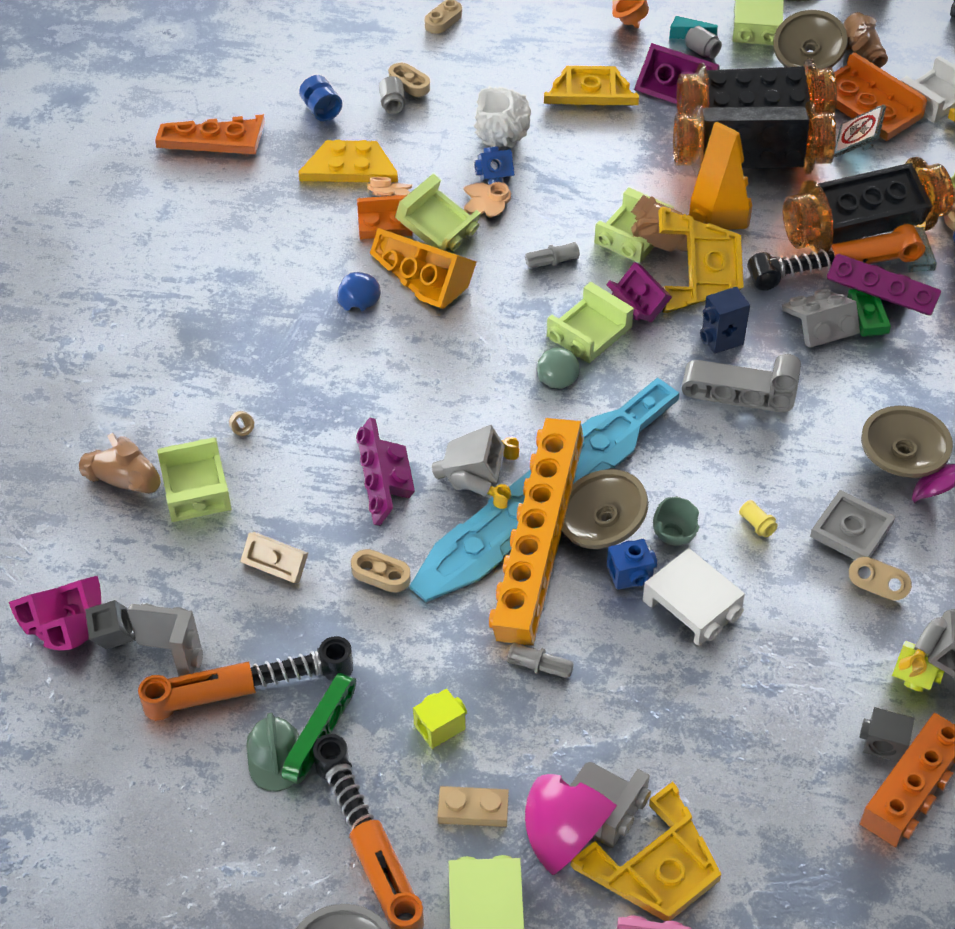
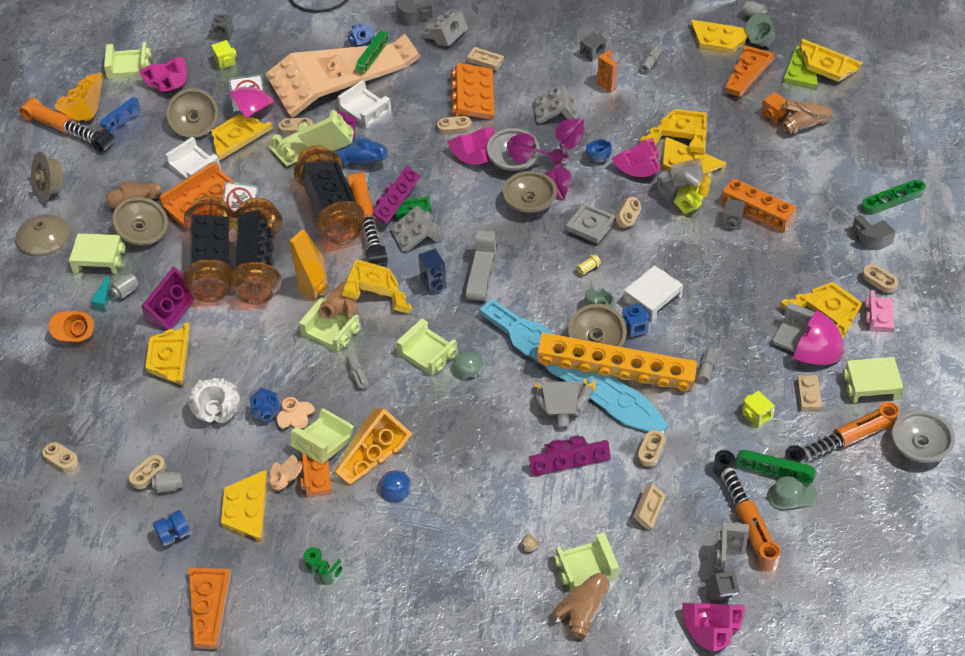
camera: 90 degrees left, 0 degrees up
(254, 221) = (315, 563): none -> green leg
(640, 292) = (399, 319): magenta bracket -> none

